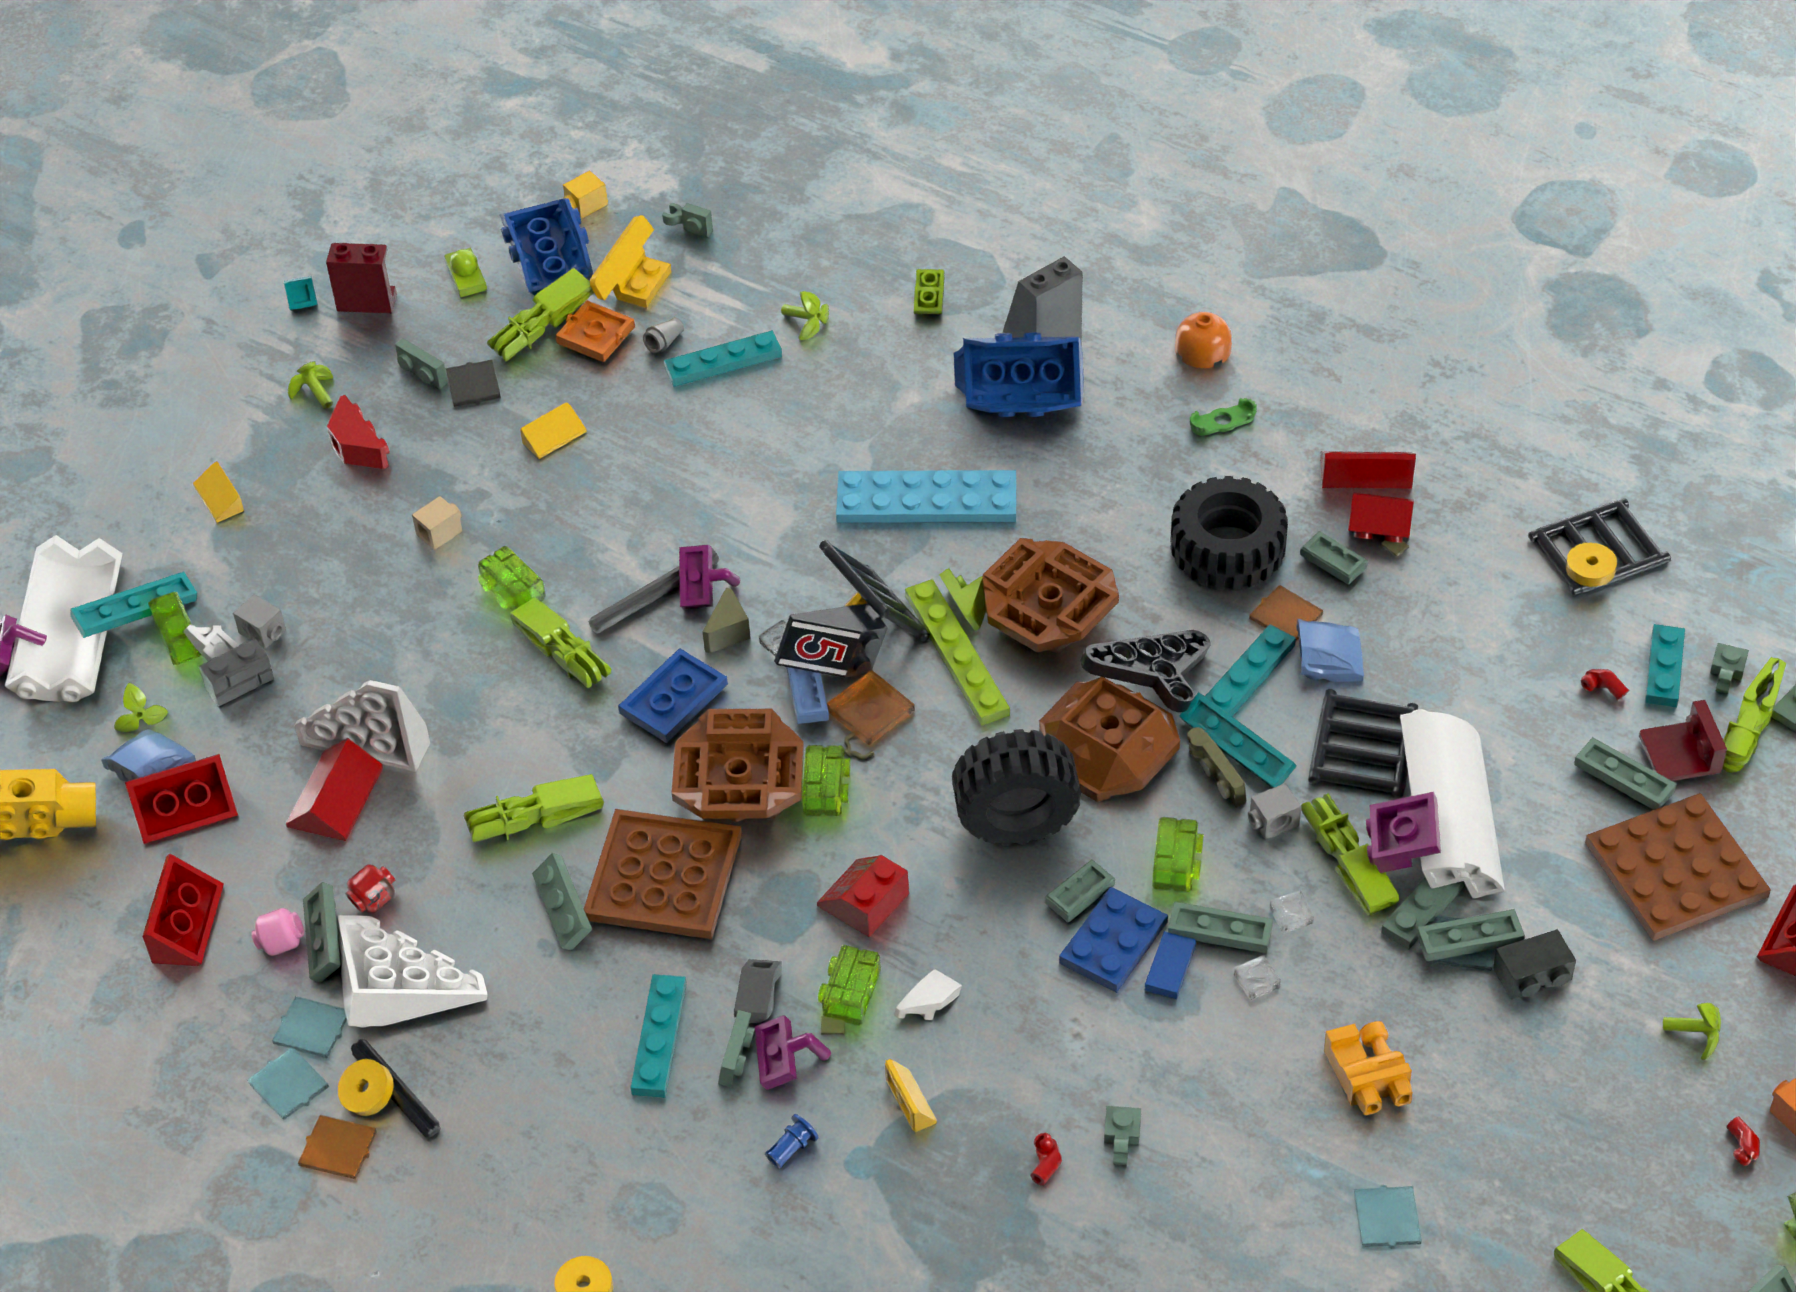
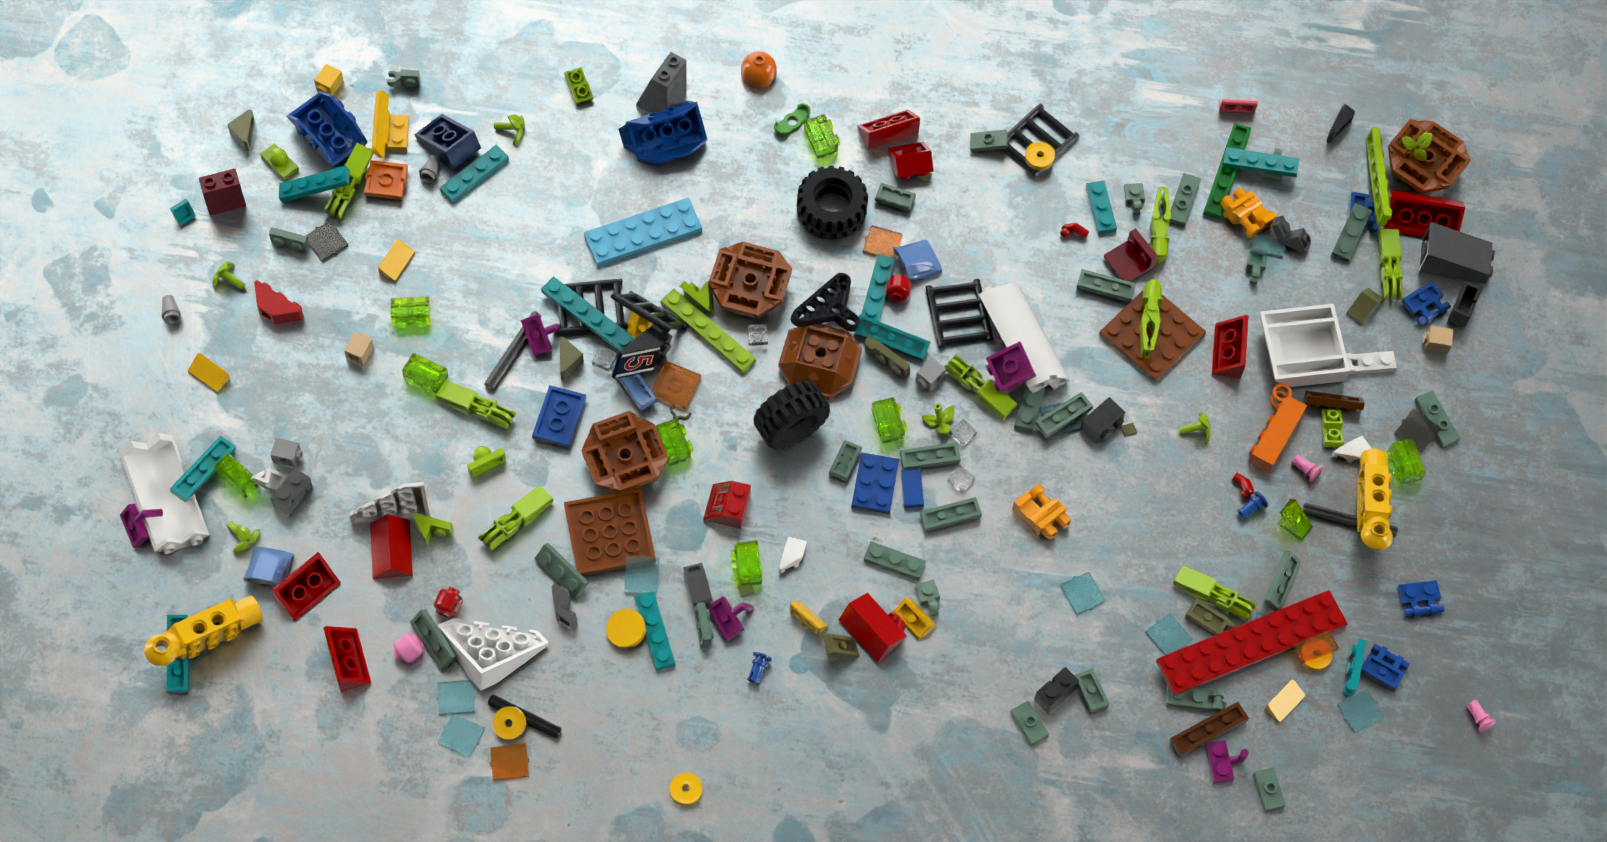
camera: 30 degrees left, 15 degrees up
(213, 403) = (170, 310): none -> light grey cone
(404, 779) = (429, 525): none -> lime slope
(439, 219) = (242, 129): none -> olive slope
(491, 304) = (314, 184): none -> teal plate
(532, 719) = (485, 460): none -> lime tile
(533, 949) = (561, 600): none -> dark grey slope
(536, 497) = (410, 311): none -> clear neon green brick
(614, 1015) = (626, 628): none -> yellow tile
(679, 945) = (641, 573): none -> clear light blue piece
(709, 309) = (449, 140): none -> dark blue slope
(778, 564) = (587, 314): none -> teal plate
(792, 541) = (597, 286): none -> black bar
(935, 1156) = (840, 647): none -> olive slope
(1003, 1142) = (872, 626): none -> red slope
(1028, 677) = (757, 335): none -> clear plate
(1083, 1157) = (914, 617): none -> yellow slope
(1091, 1061) = (894, 560): none -> sand green plate
(1214, 1021) = (950, 514): none -> sand green plate
(1256, 446) = (821, 136): none -> clear neon green brick
(1260, 880) = (940, 418): none -> lime plant
(1279, 677) = (898, 288): none -> red head
(1518, 523) = (989, 140): none -> sand green plate
(1576, 995) = (1128, 429): none -> olive window
(1688, 813) = (1152, 301): none -> lime arm
(1748, 1177) = (1253, 505): none -> blue pin

